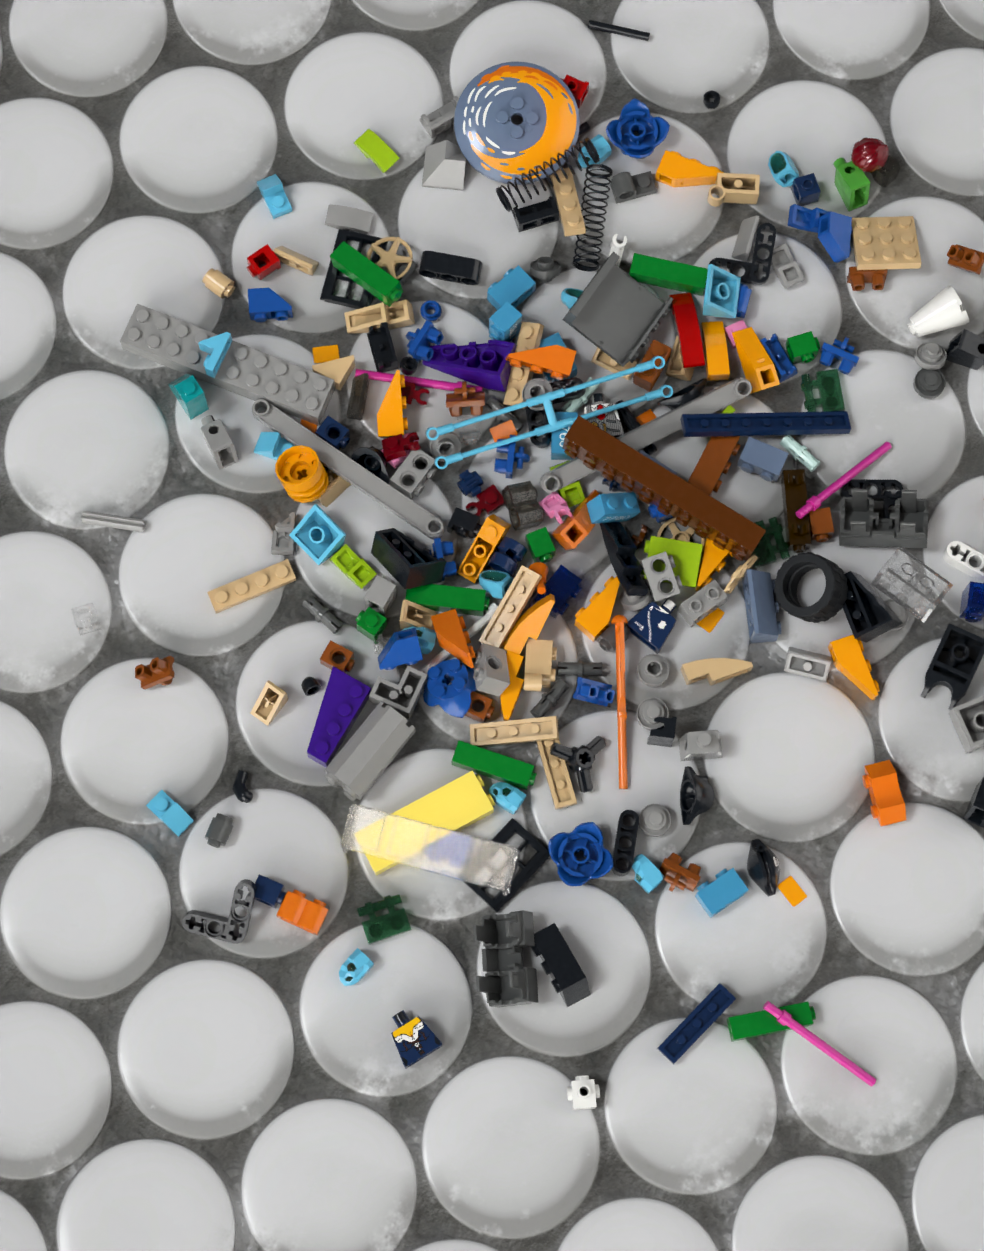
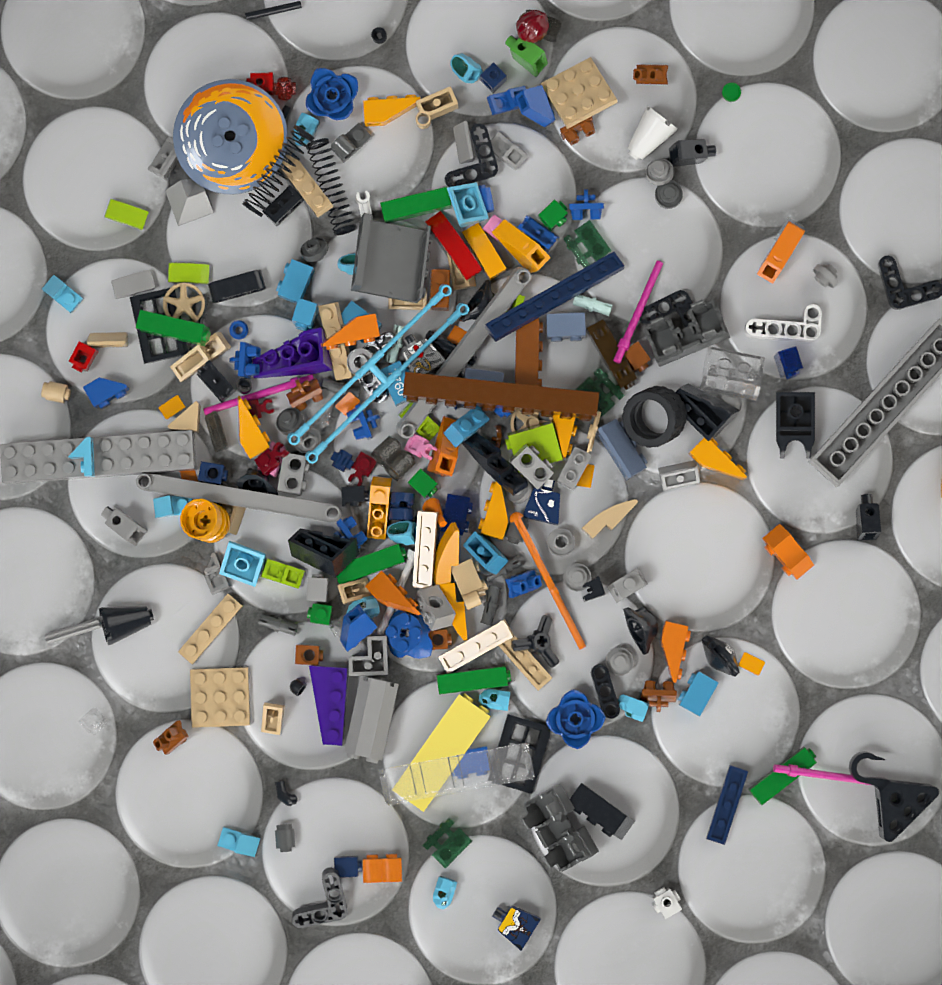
camera: 20 degrees left, 10 degrees up
(169, 534) = (124, 621): none -> black cone
(189, 395) = (79, 498): teal slope -> none
(226, 658) = (220, 697): none -> tan plate
(409, 232) = (188, 273): none -> lime slope
(435, 418) = (289, 420): none -> dark grey plate
(570, 641) = (485, 553): none -> dark azure brick
(593, 105) = (284, 88): none -> clear red gear
(719, 828) = (673, 642): none -> orange slope
(865, 1111) = (907, 796): none -> black piece

